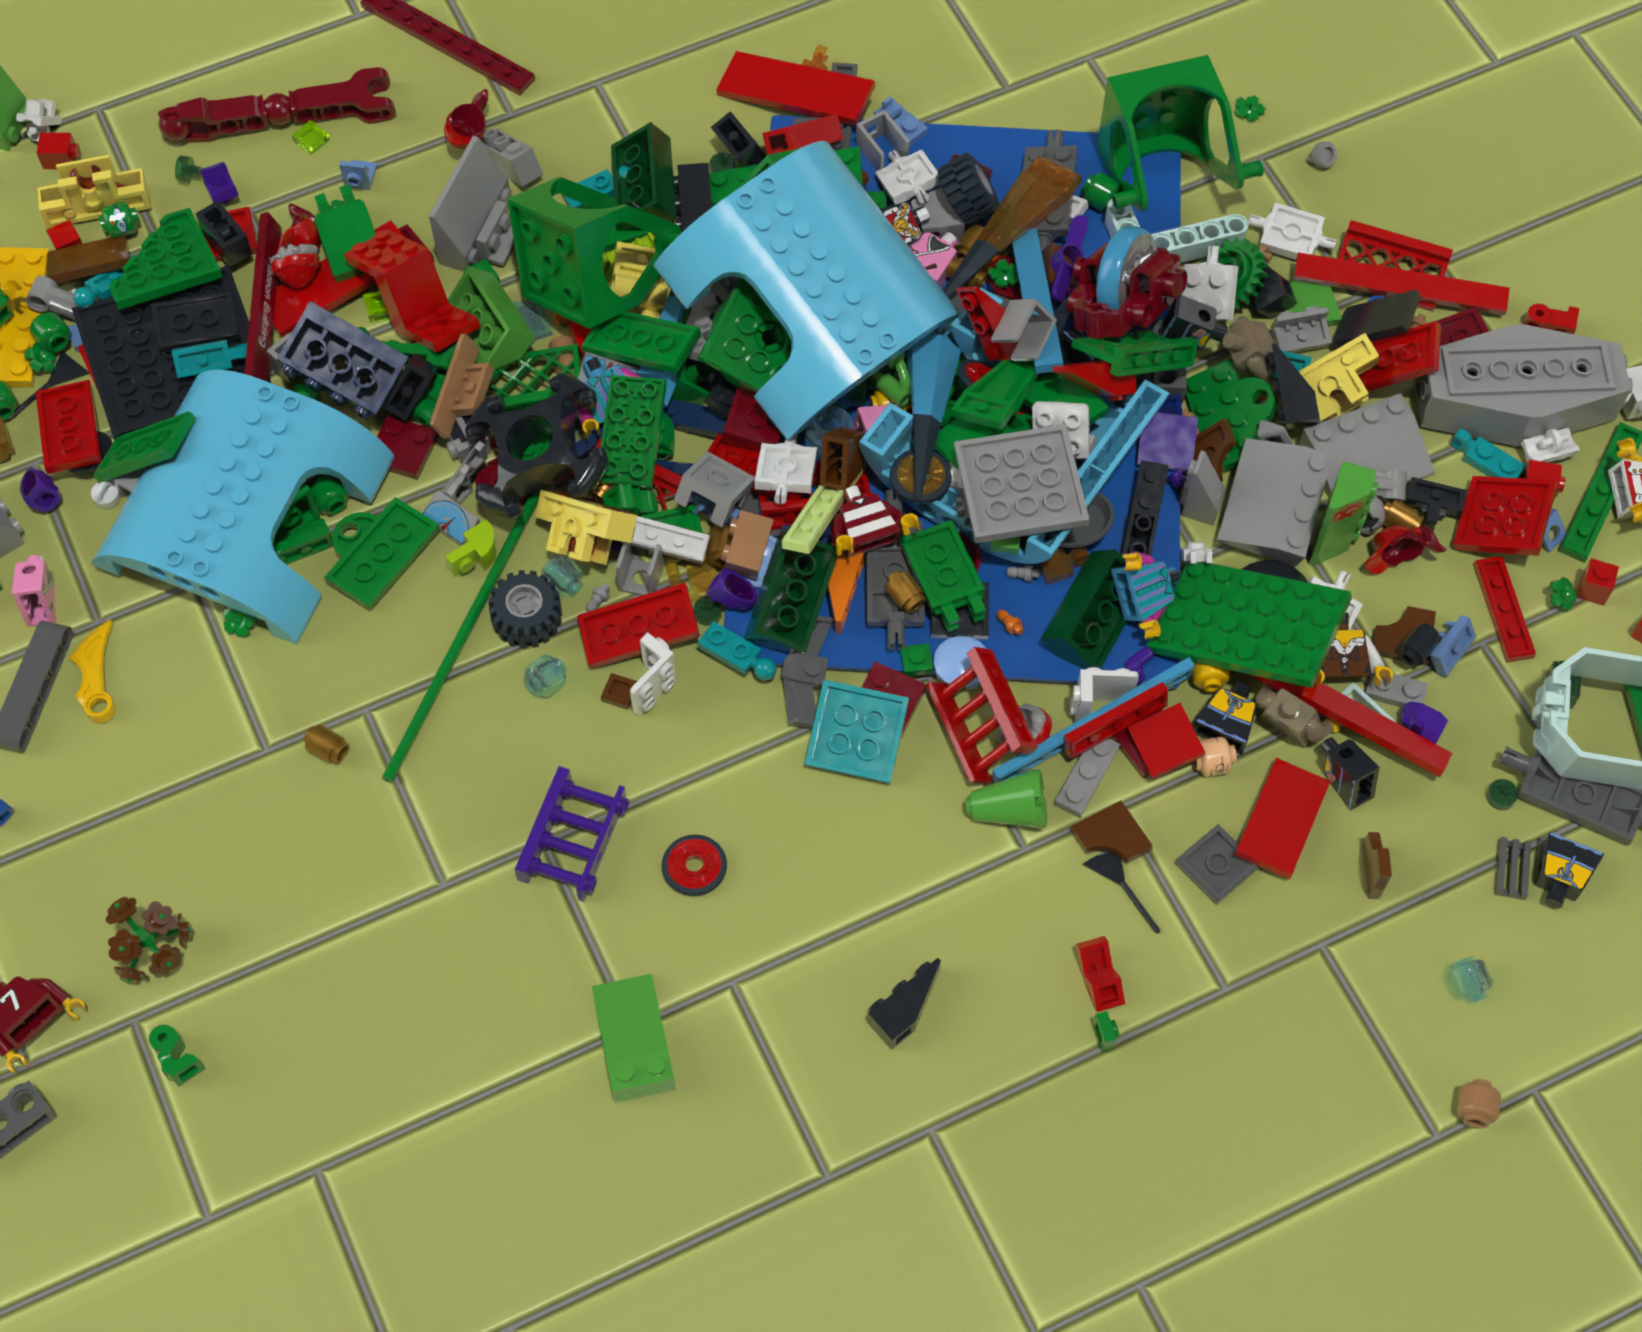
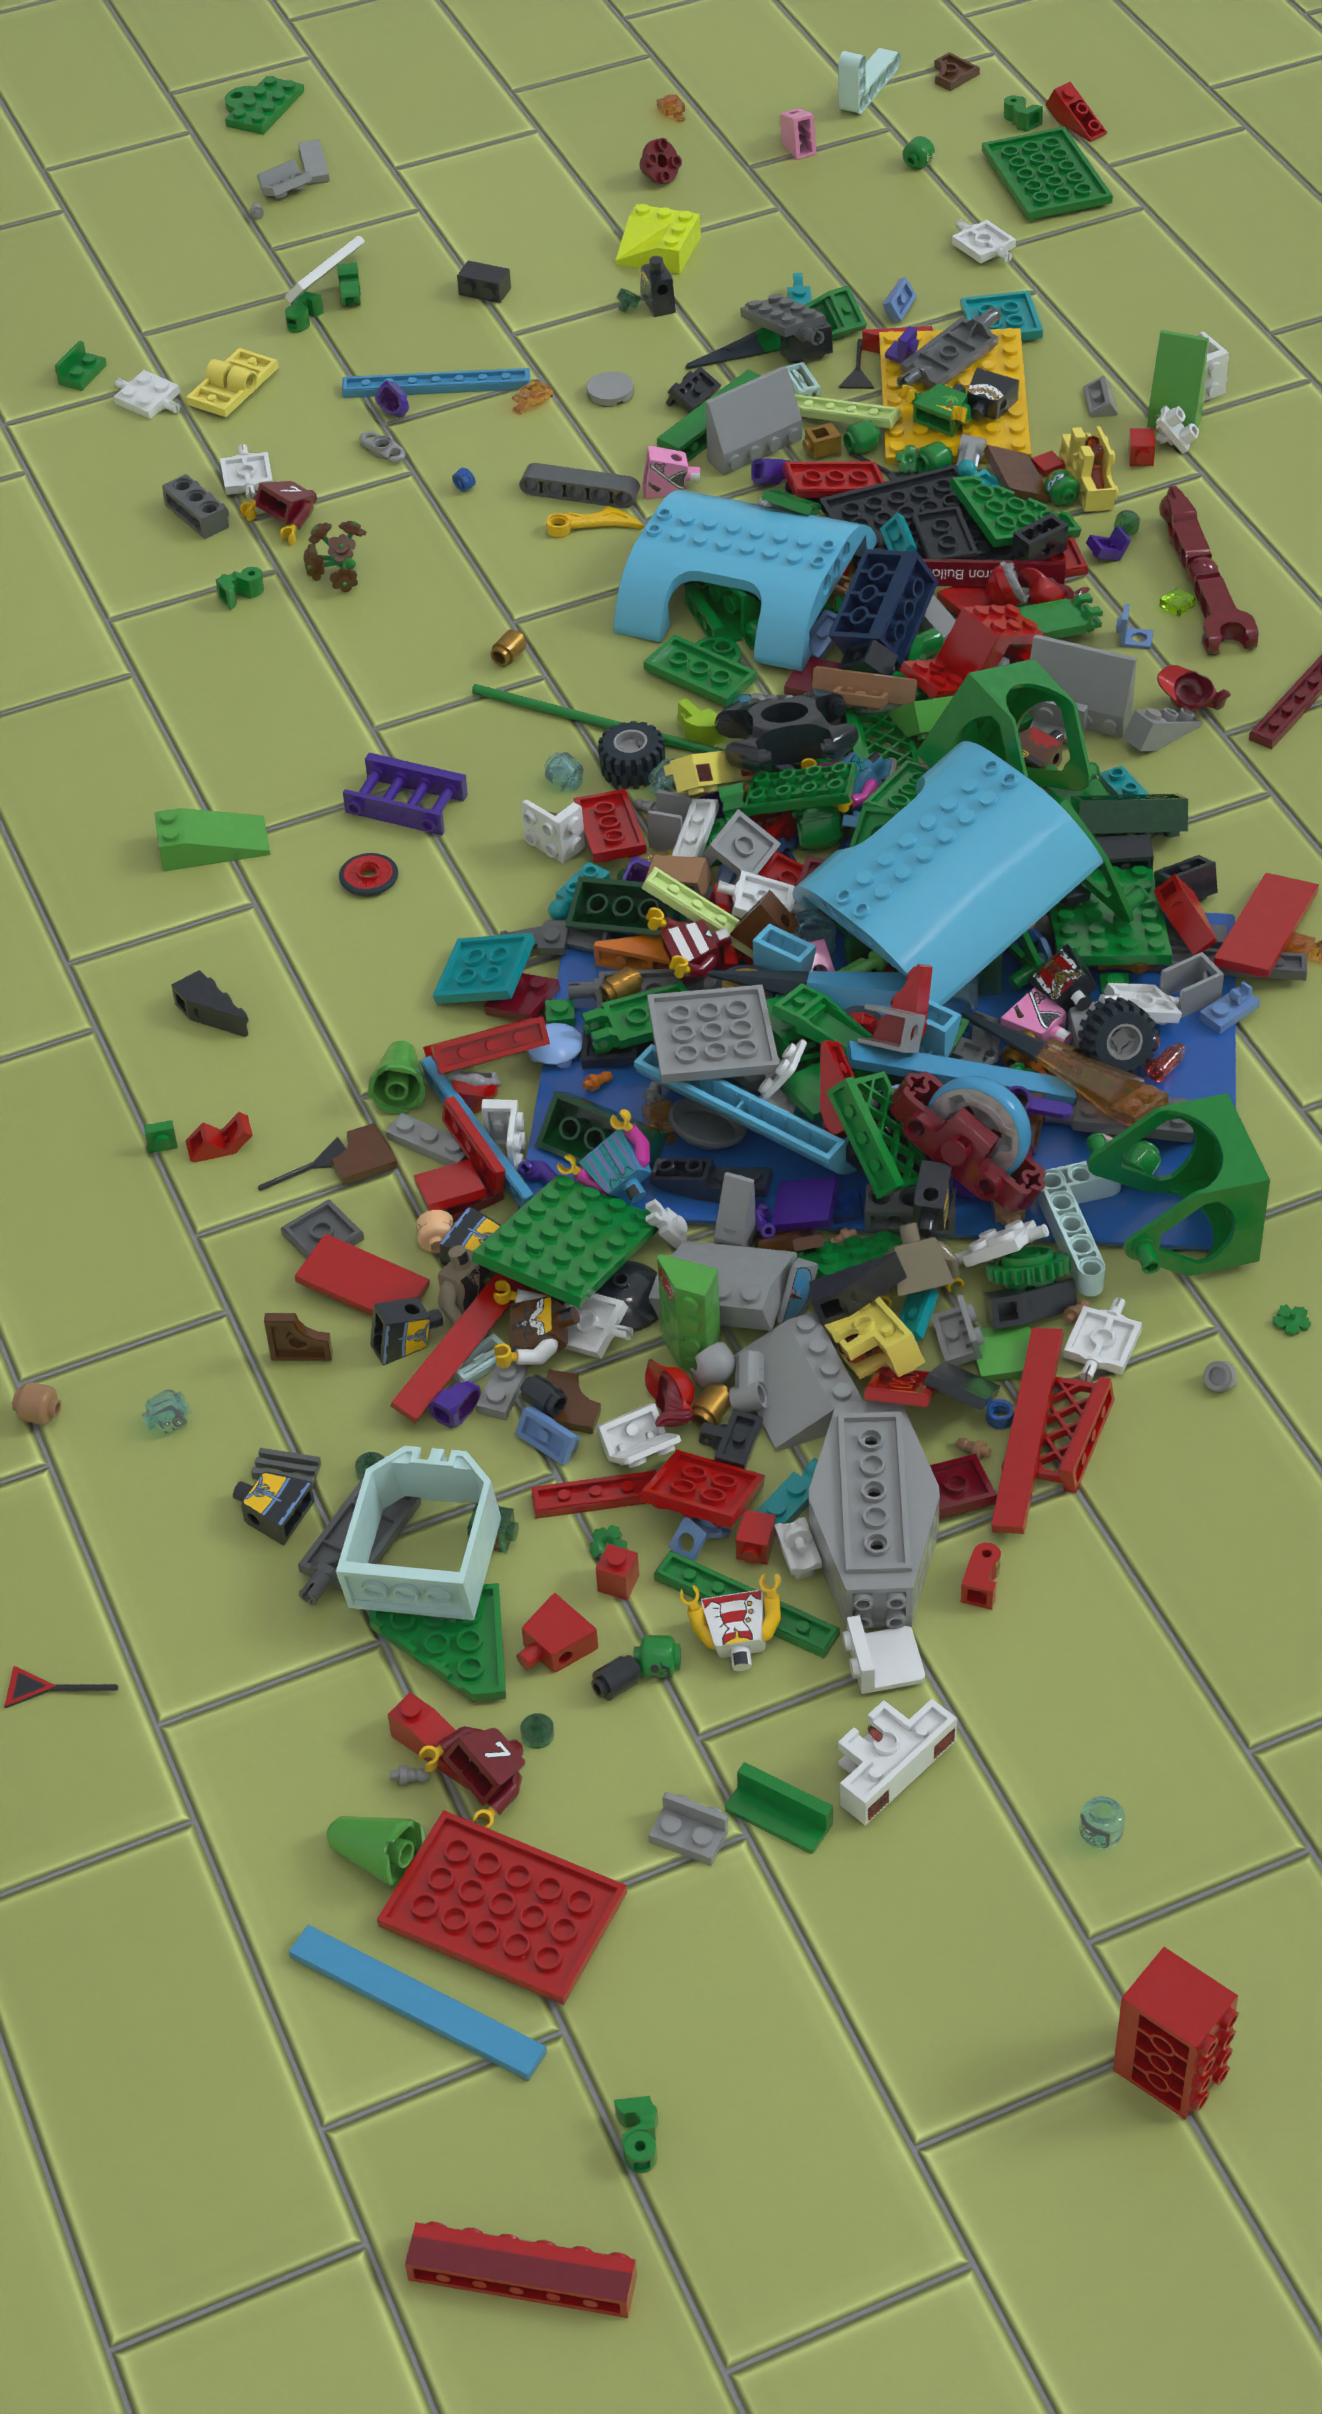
camera: 95 degrees right, 15 degrees down
(1461, 568) = (635, 1436): none -> white bracket

